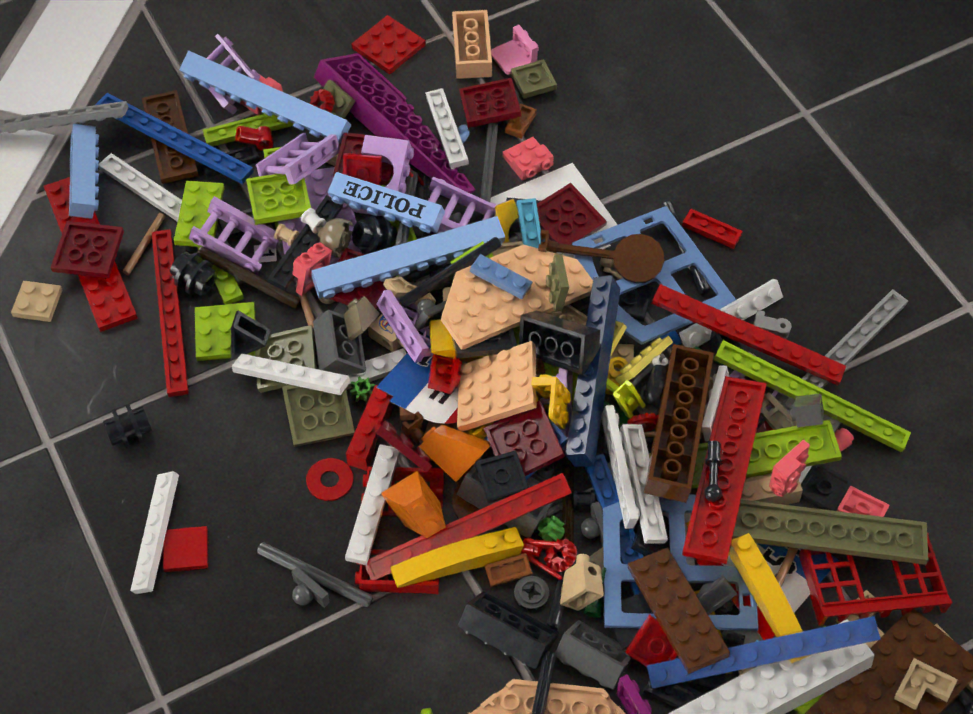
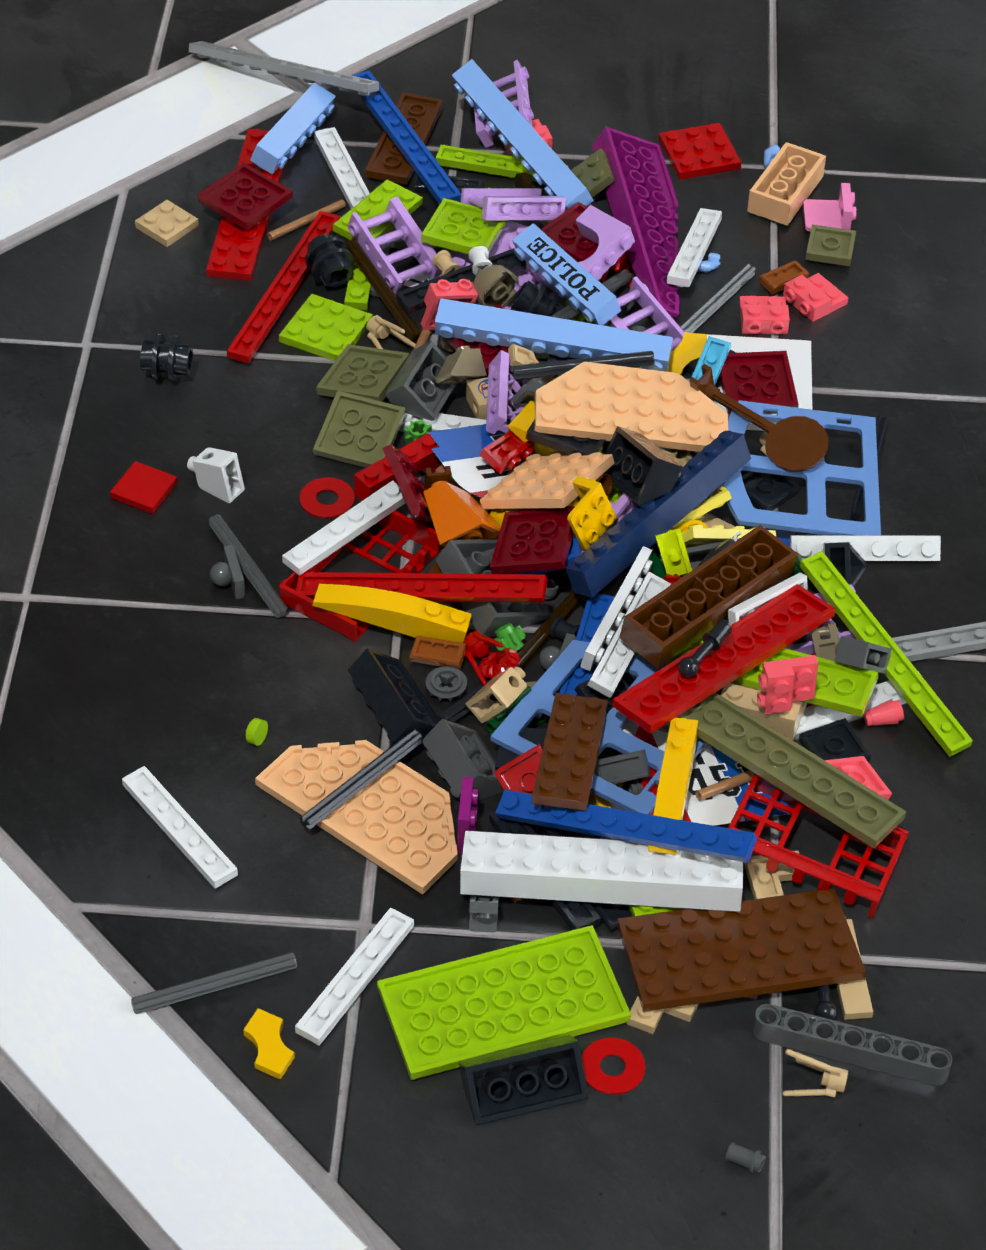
camera: 30 degrees right, 10 degrees down
(154, 533) = (121, 461): white plate -> none
(238, 507) = (218, 473): none -> white torso
(247, 335) = (338, 333): black slope -> none
(261, 136) = (494, 175): red piece -> none
(268, 311) = (381, 329): none -> tan plant
(285, 133) = (523, 180): none -> dark brown tile
(291, 374) = (354, 384): white plate -> none
(325, 96) = (585, 163): red gear -> none
(363, 167) = (568, 235): red tile -> none
(416, 505) = (386, 541): orange slope -> none
(444, 31) = (769, 154): none -> light blue arm
(490, 102) = (761, 245): dark red plate -> none
(501, 276) = (626, 385): medium blue plate -> none
(501, 476) = (486, 554): black tile -> none
(551, 126) = (814, 296): none -> coral plate
(557, 282) = (677, 412): olive plate -> none
(712, 228) = (913, 463): red plate -> none
(749, 334) = (861, 566): red plate -> none
(776, 326) = (899, 579): light grey leg -> none
(924, 678) = (778, 940): tan plate -> none

